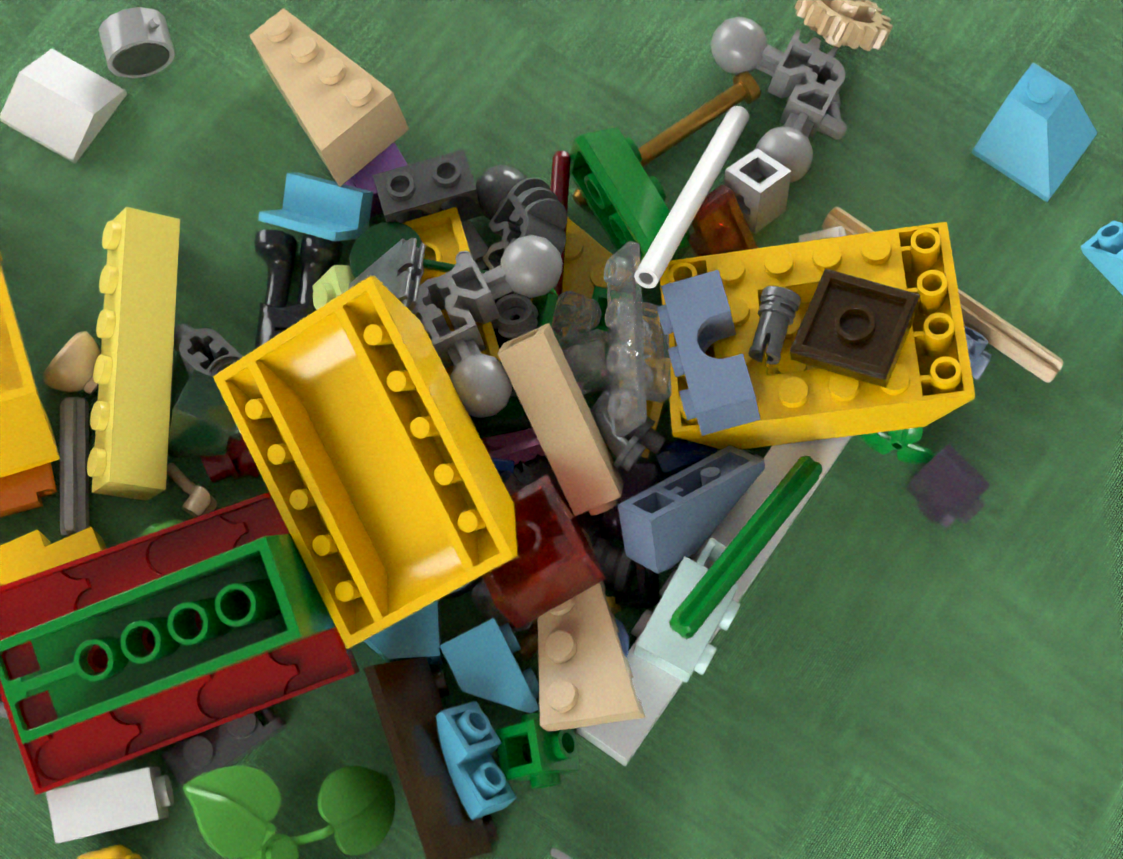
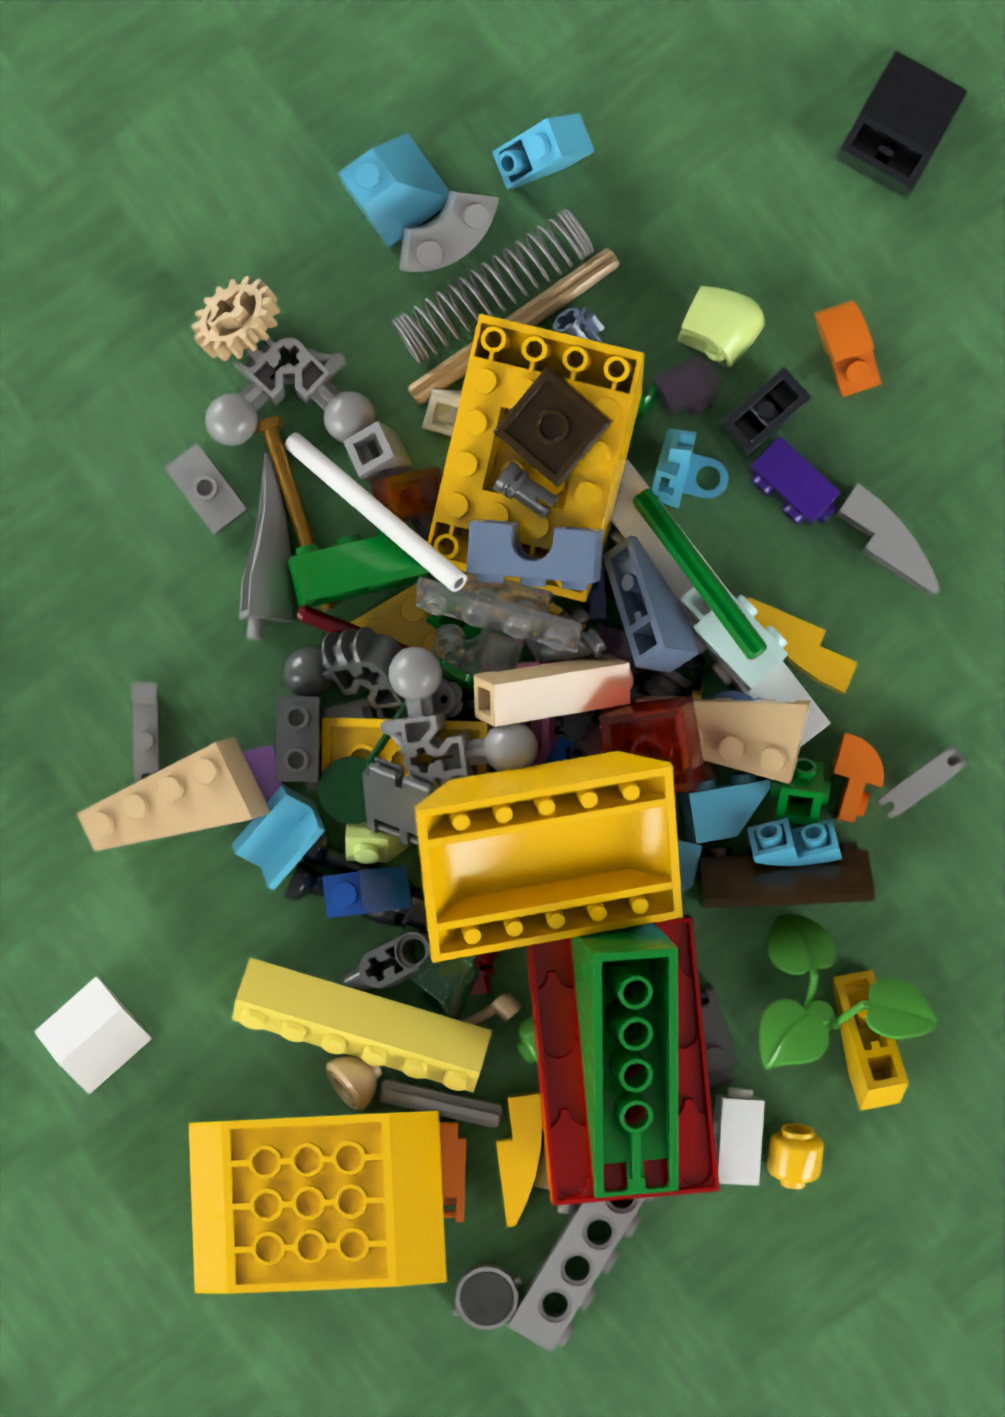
camera: 70 degrees left, 15 degrees up
(136, 42) = (63, 953): light grey piece -> none
(276, 299) = (367, 891): none -> blue slope
(404, 61) = (145, 729): none -> light grey piece
(588, 815) = (860, 767): none -> orange brick
(635, 120) = (267, 577): none -> light grey piece
(659, 49) = (206, 489): none -> light grey plate
(706, 705) = (805, 650): none -> yellow slope
(851, 503) = (679, 467): none -> medium azure piece
(862, 764) = (889, 539): none -> light grey slope
(883, 200) = (567, 225): none -> light grey piece
(888, 638) = (795, 483): none -> dark purple brick
(954, 577) = (765, 412): none -> black brick
(1013, 194) = (450, 234): none -> light grey brick
(1033, 499) = (721, 324): none -> yellowish green piece
(1059, 653) = (848, 347): none -> orange brick

